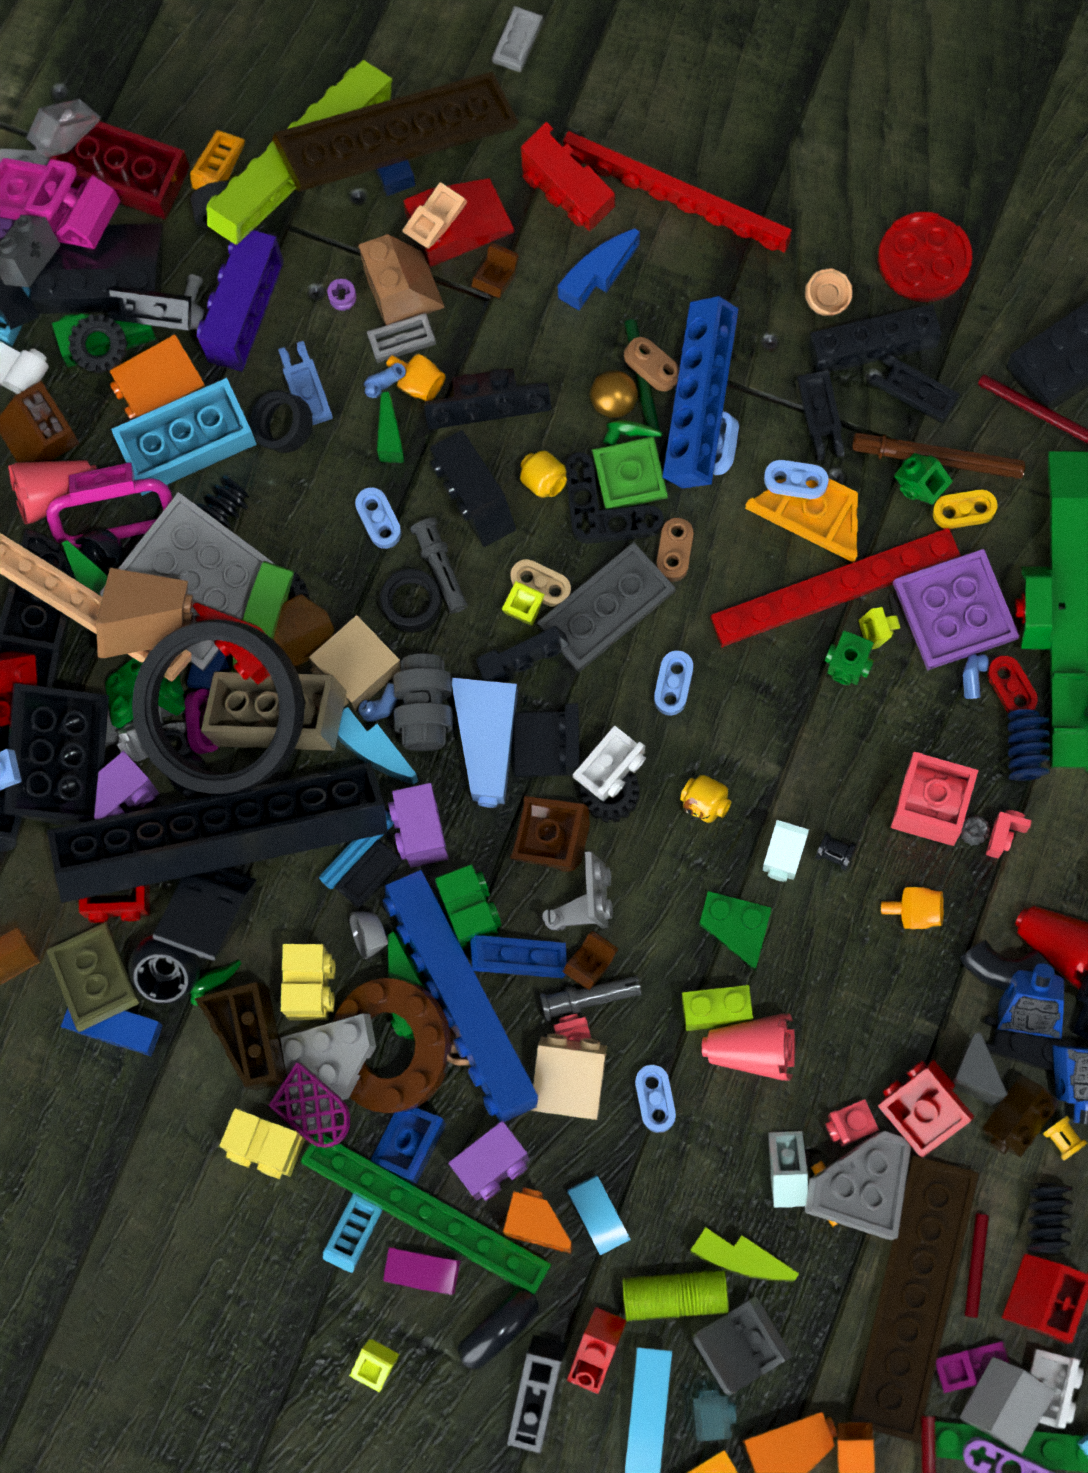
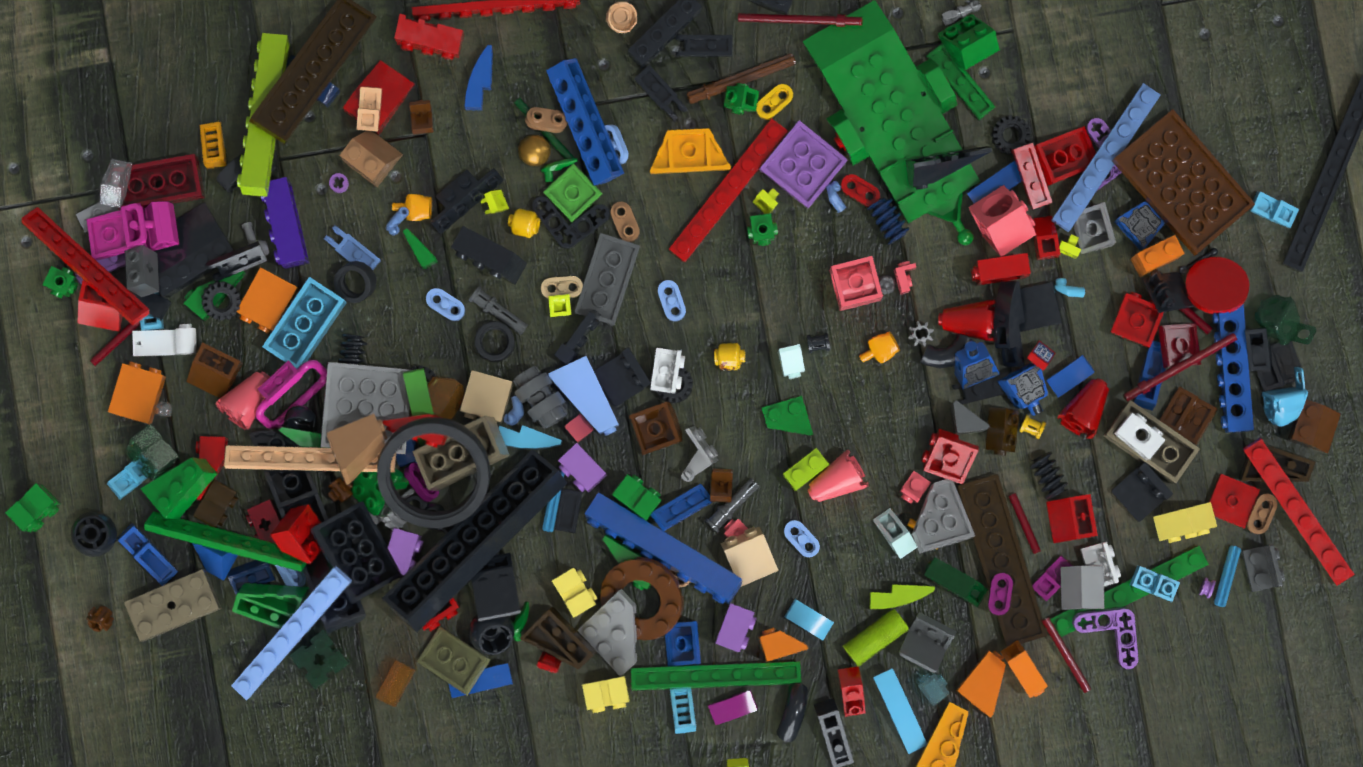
camera: 40 degrees left, 10 degrees up
(92, 670) = (340, 490): none -> reddish brown gear
(213, 1057) = (549, 663): none -> red slope
(298, 1068) = (620, 651): magenta window -> none
(367, 933) = (590, 544): light grey hat -> none
(404, 348) = (379, 202): light grey tile -> none
(449, 775) = (579, 428): none -> coral slope
(523, 427) = (496, 202): none -> neon yellow tile
(796, 477) = (670, 141): light blue plate -> none
(833, 1287) = (955, 581): none -> dark green slope
(884, 1341) = (1000, 594): none -> magenta plate
(983, 912) = (923, 339): none -> light grey gear

